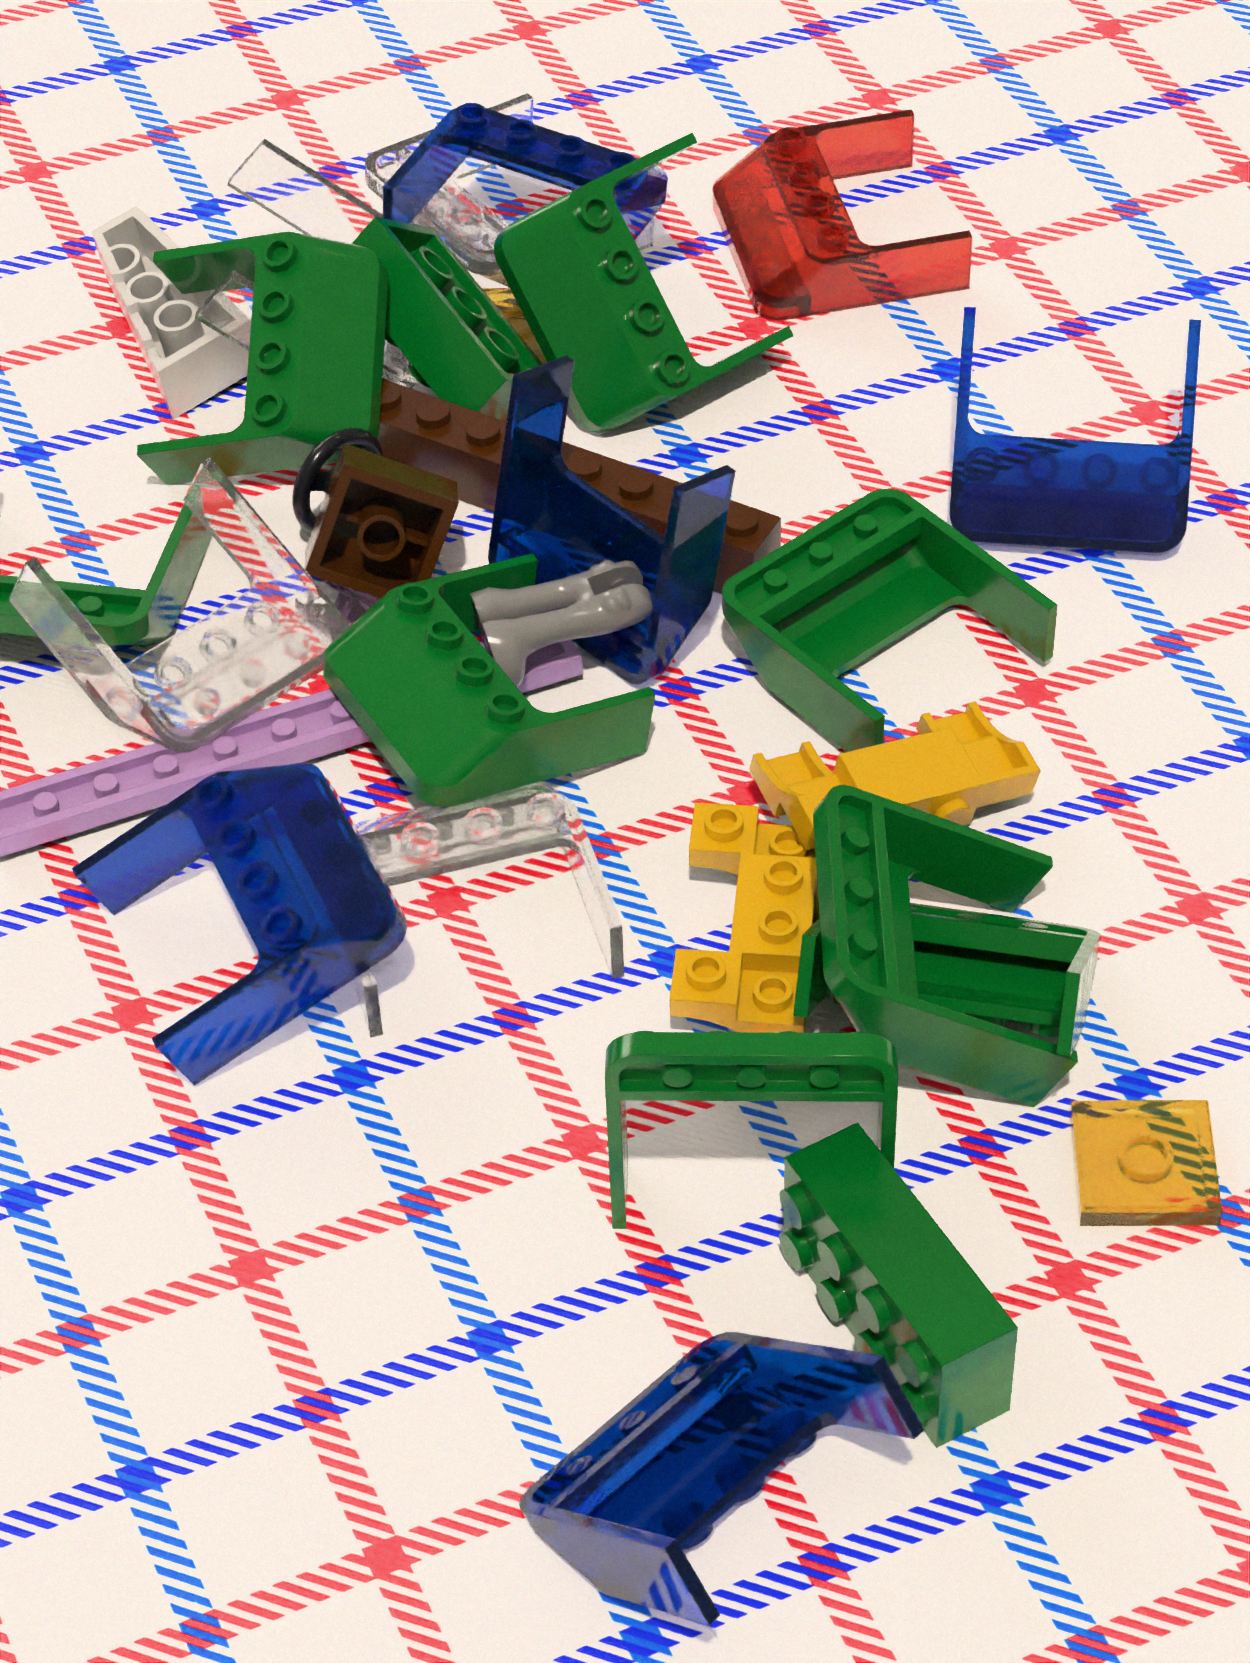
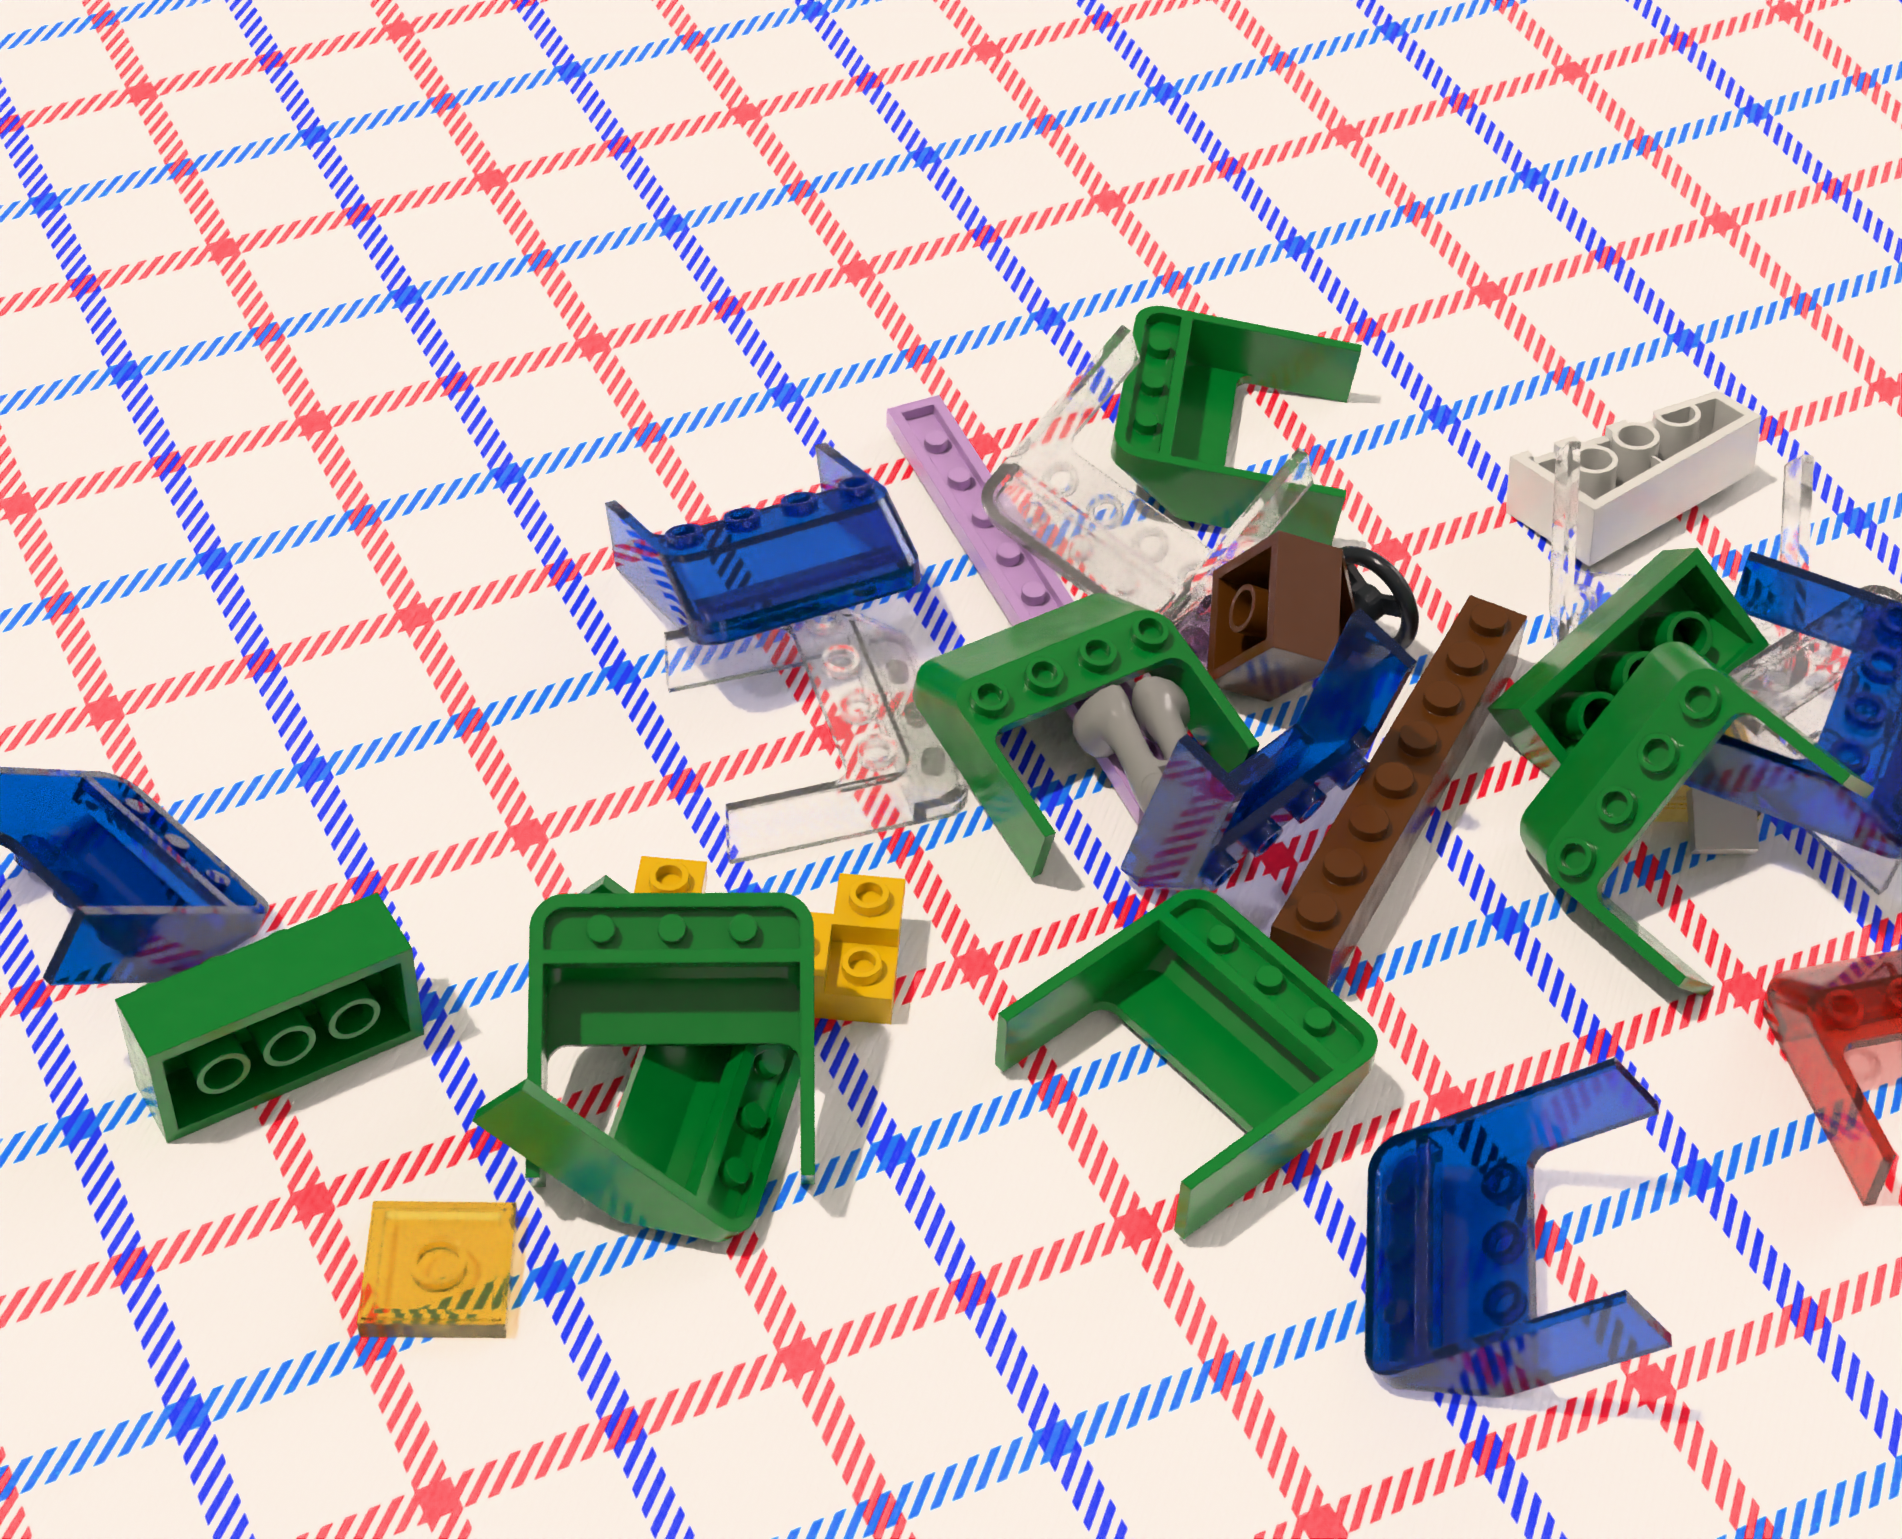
camera: 85 degrees right, 0 degrees up
(310, 350) = (1522, 532): green windscreen -> none
(744, 1069) = (423, 871): green windscreen -> none
(942, 771) = (936, 1066): yellow bracket -> none

